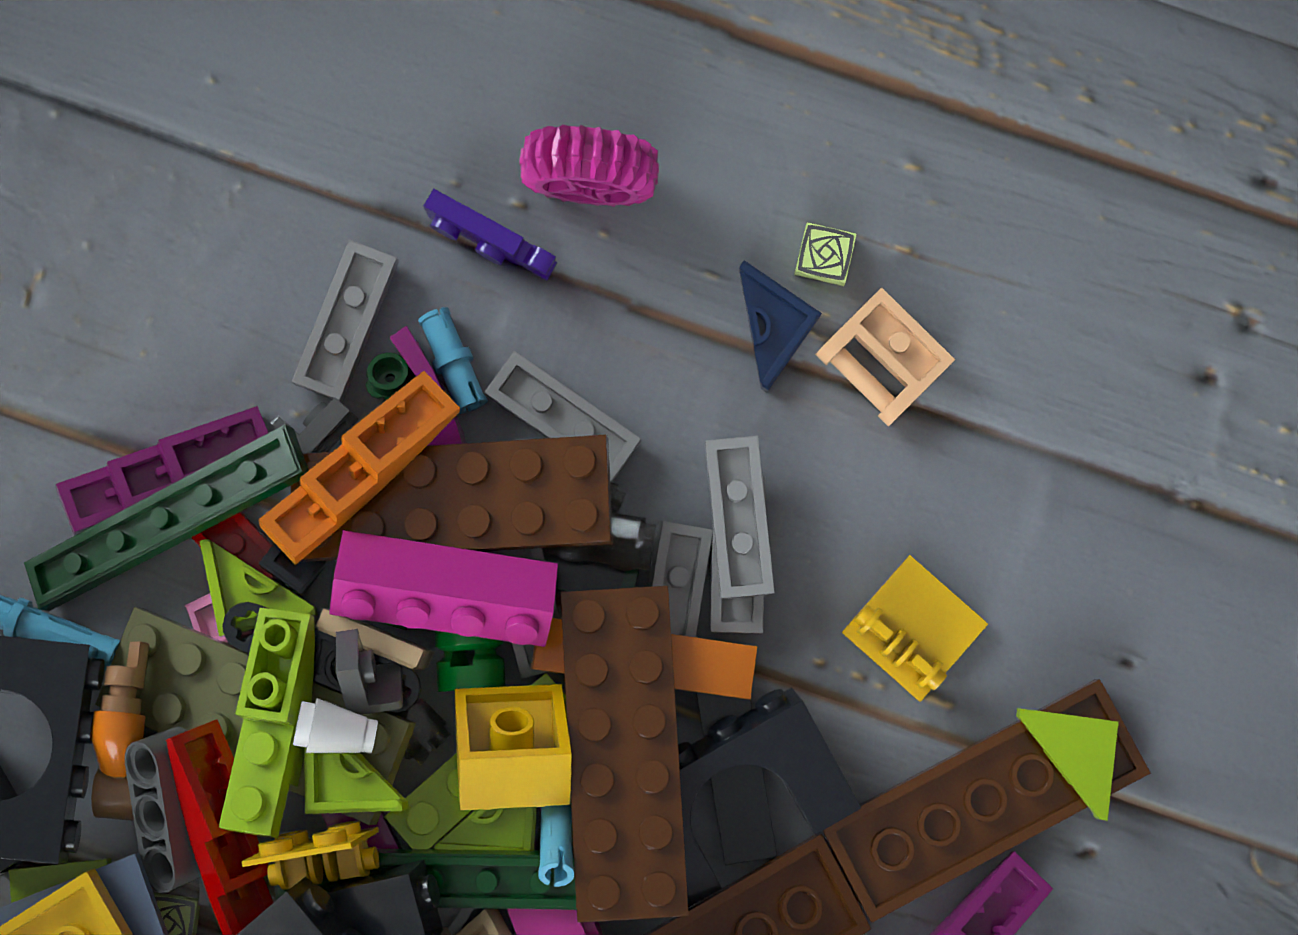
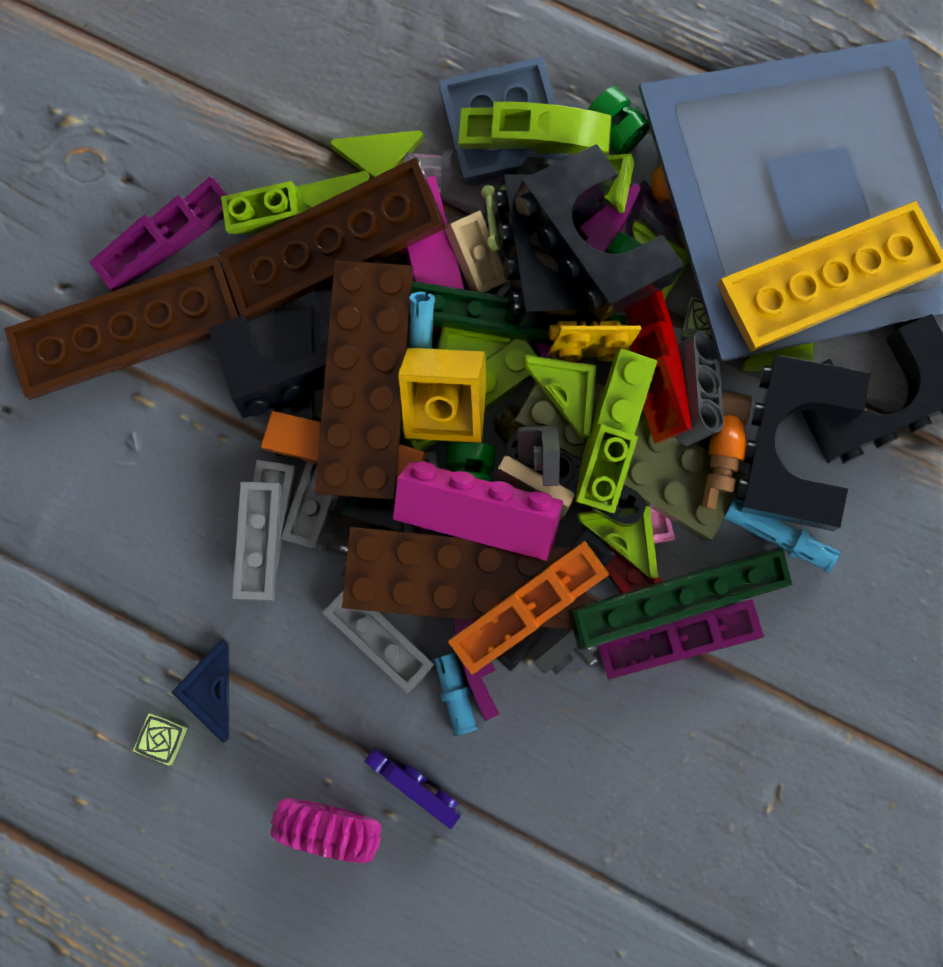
camera: 170 degrees left, 5 degrees down
(333, 729) = (568, 415): white cone -> none
(345, 321) = (533, 736): light grey plate -> none
(383, 366) = (509, 696): dark green plate -> none
(897, 344) = (119, 660): light nougat plate -> none
(915, 628) = (149, 451): yellow hinge -> none
(1080, 751) = (48, 347): lime tile -> none

